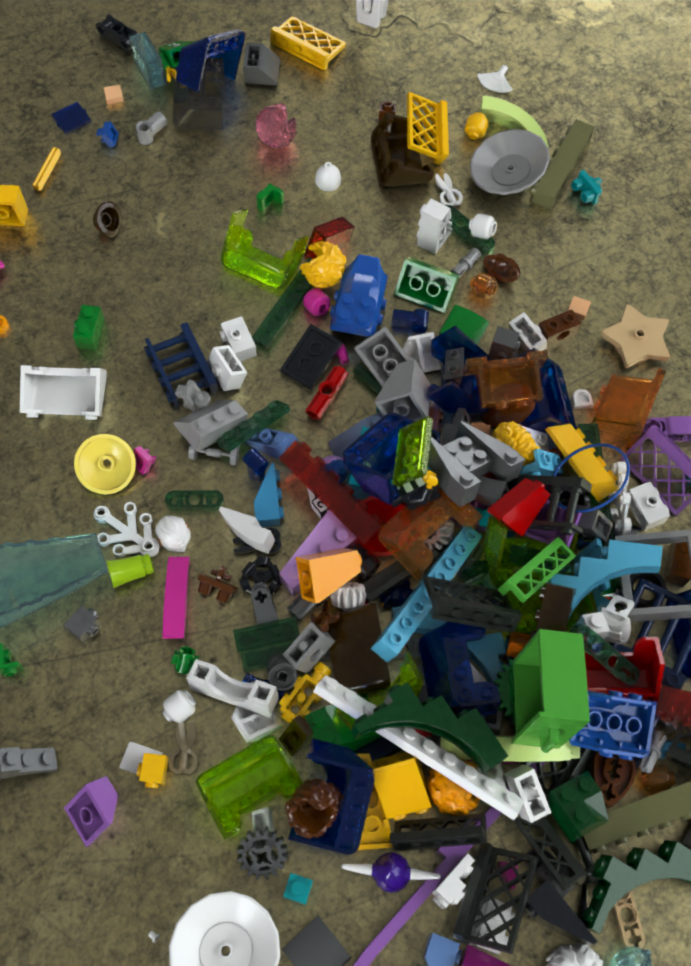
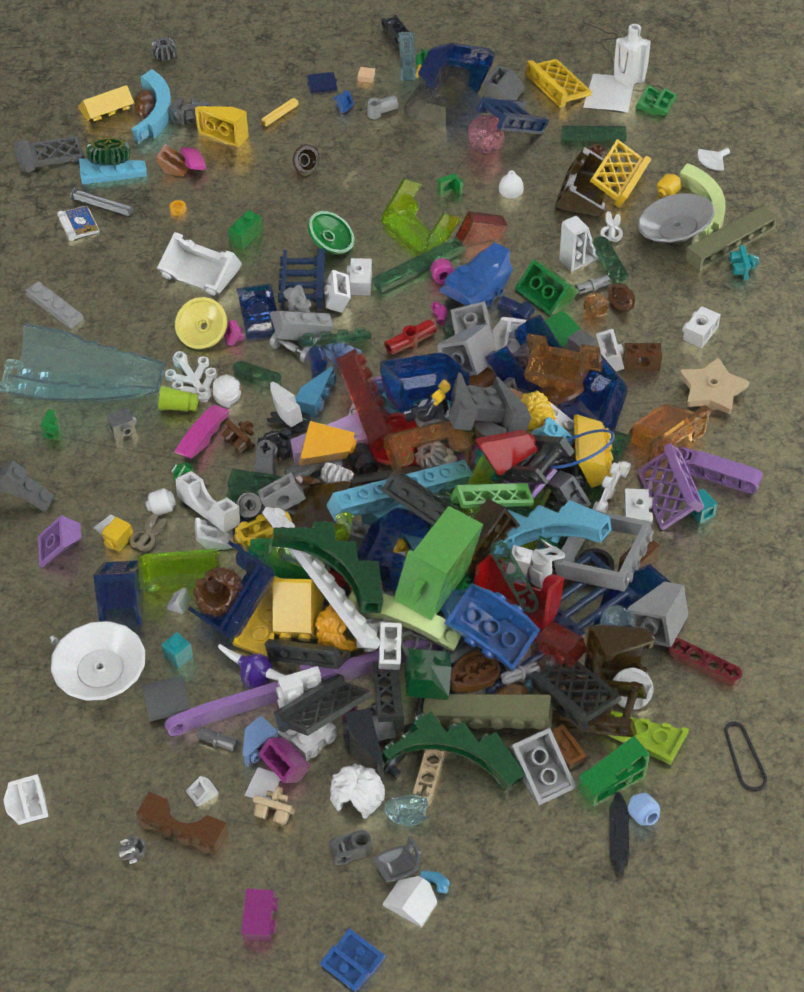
camera: 30 degrees right, 15 degrees down
(152, 419) = (255, 306): none -> clear blue slope
(182, 299) = (331, 232): none -> green dish
(194, 837) = (118, 587): none -> clear blue ladder
(267, 861) = (173, 615): dark grey gear -> none
(295, 98) = (512, 115): none -> dark blue fence
(296, 735) = (230, 554): dark brown plate -> none
(311, 357) = (413, 307): black tile -> none
(327, 267) = (460, 243): yellow hair -> none
(361, 40) = (608, 94): none -> white sticker
(374, 89) = (593, 133): none -> clear green plate
(410, 34) = (655, 101): none -> green slope
(412, 451) = (438, 378): clear neon green tile -> none
(483, 226) = (621, 259): white head -> none
(579, 307) = (675, 350): light nougat tile -> none
(581, 400) = (630, 416): white tile -> none
(591, 273) = (701, 326): none -> white brick

